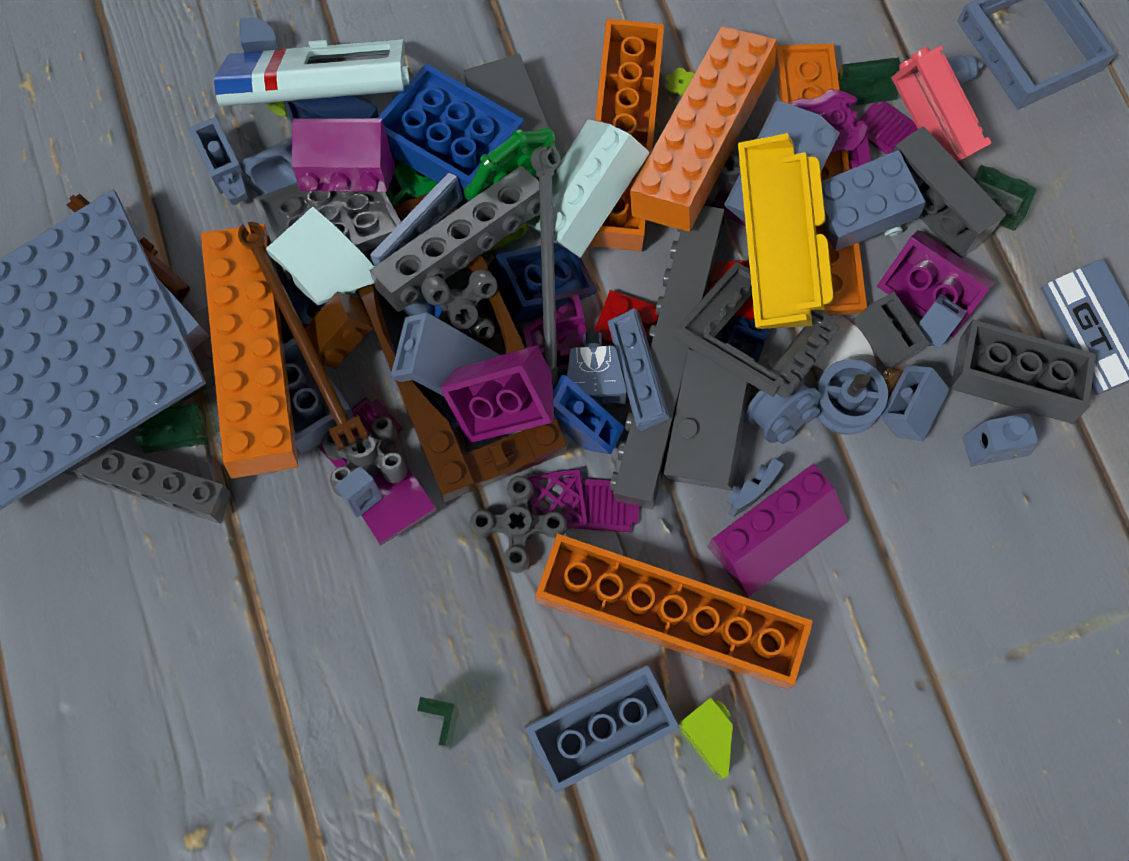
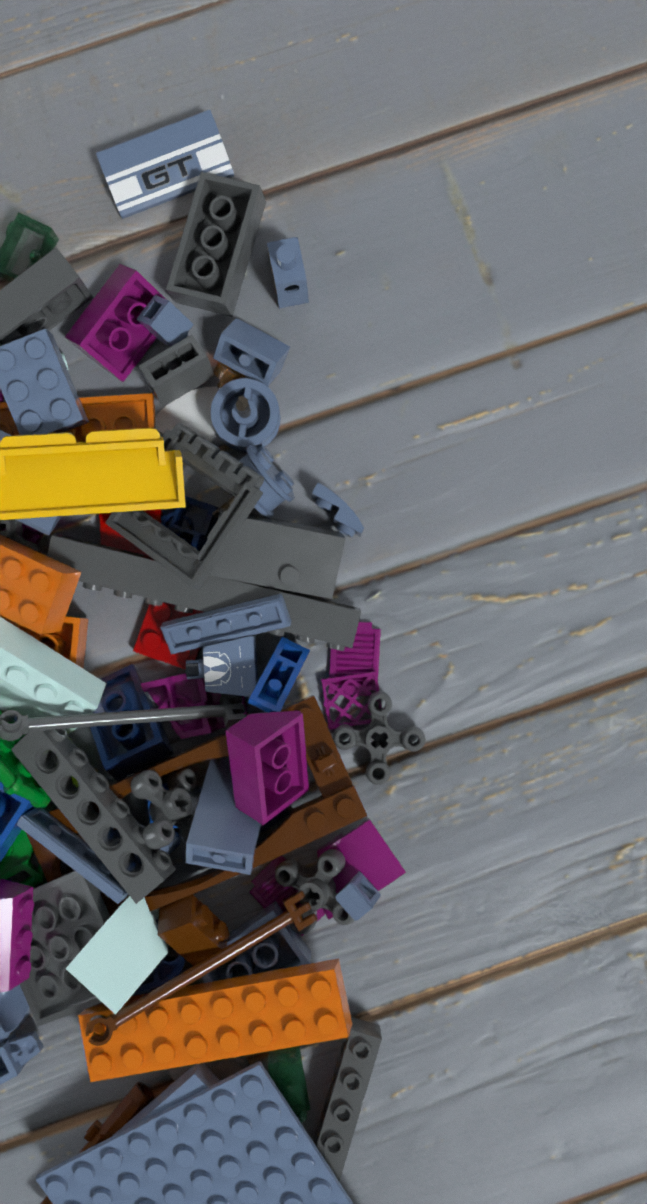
camera: 90 degrees left, 15 degrees up
(442, 711) = (561, 806): clear green panel -> none
(601, 727) = (569, 658): sand blue brick -> none
(674, 611) = (462, 591): orange brick -> none
(710, 735) = (570, 558): lime slope -> none
(779, 530) = (378, 488): magenta slope -> none

